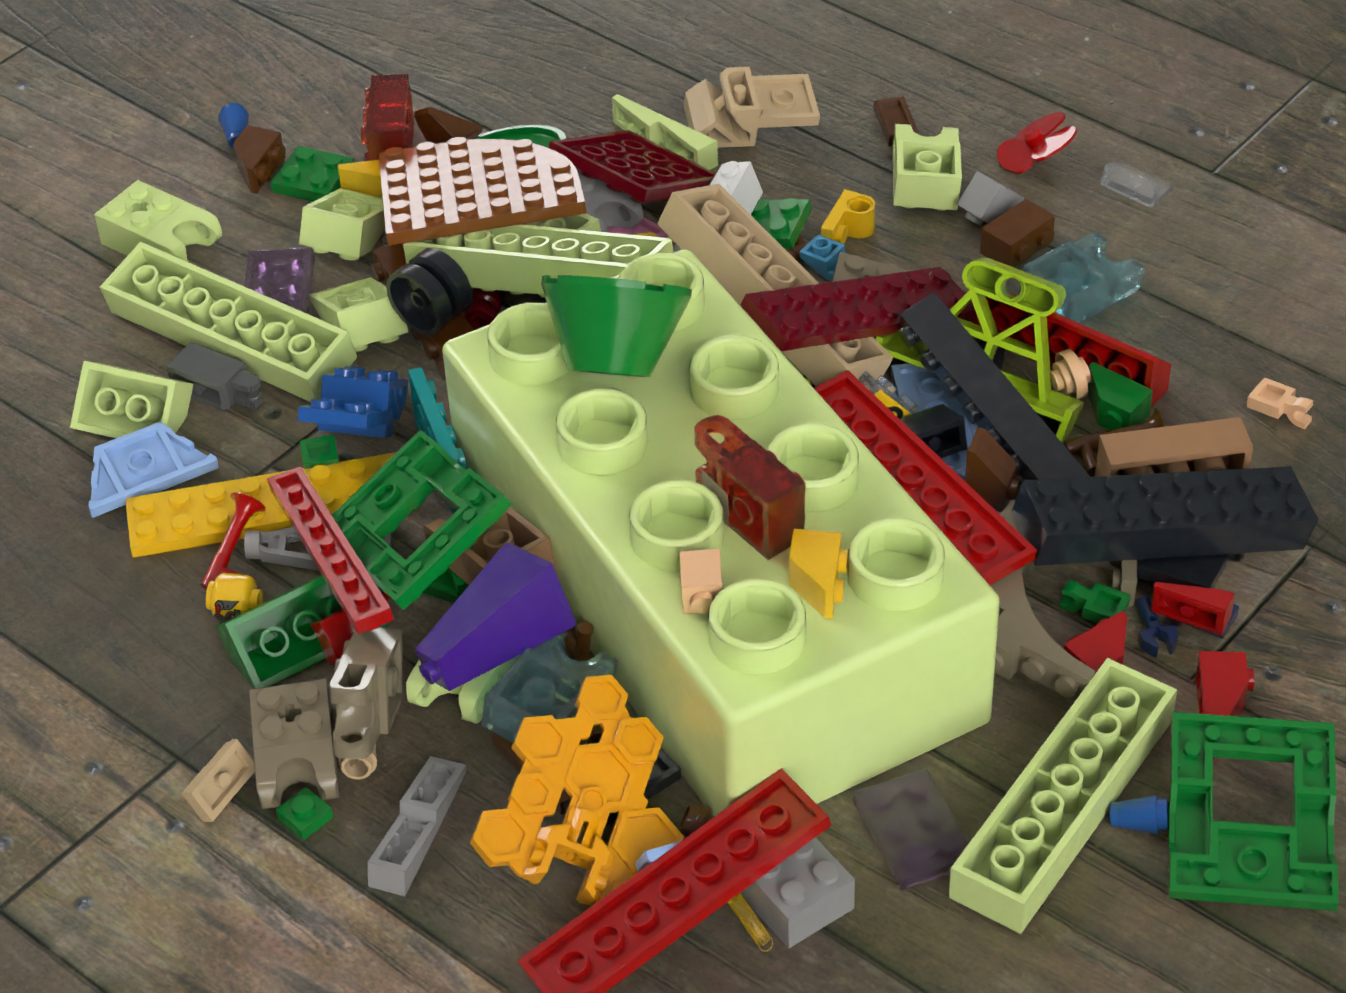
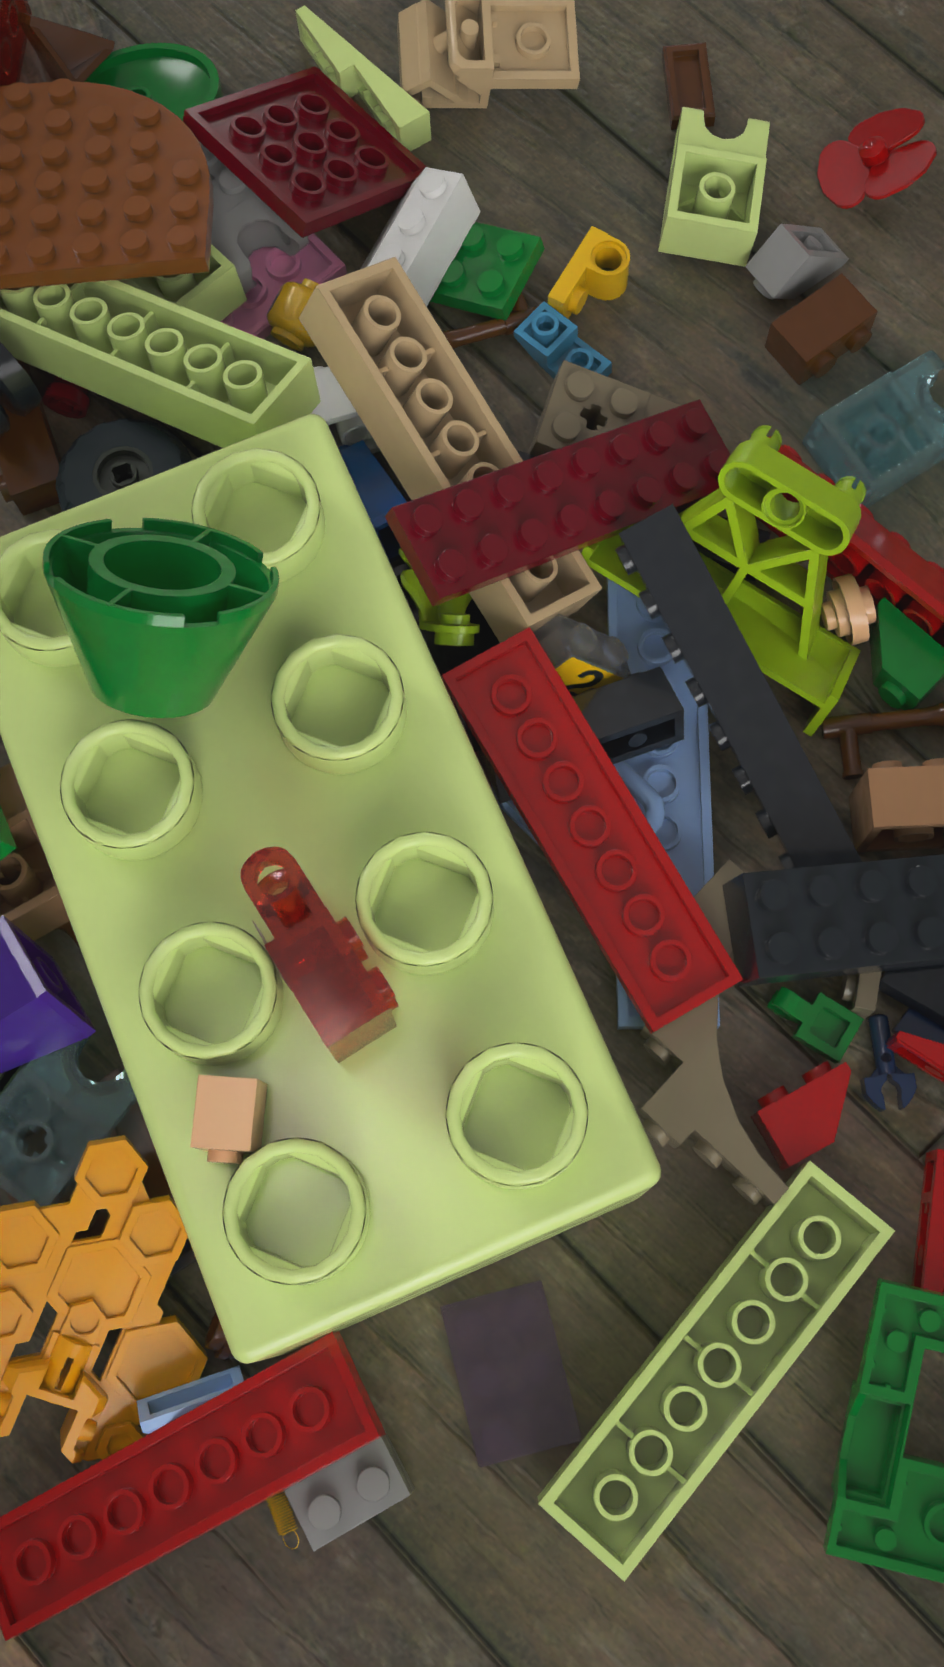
camera: 10 degrees right, 30 degrees up
(815, 568) = (397, 1111): yellow slope -> none
(991, 471) = (706, 803): reddish brown slope -> none
(1141, 814) = (812, 1400): blue cone -> none

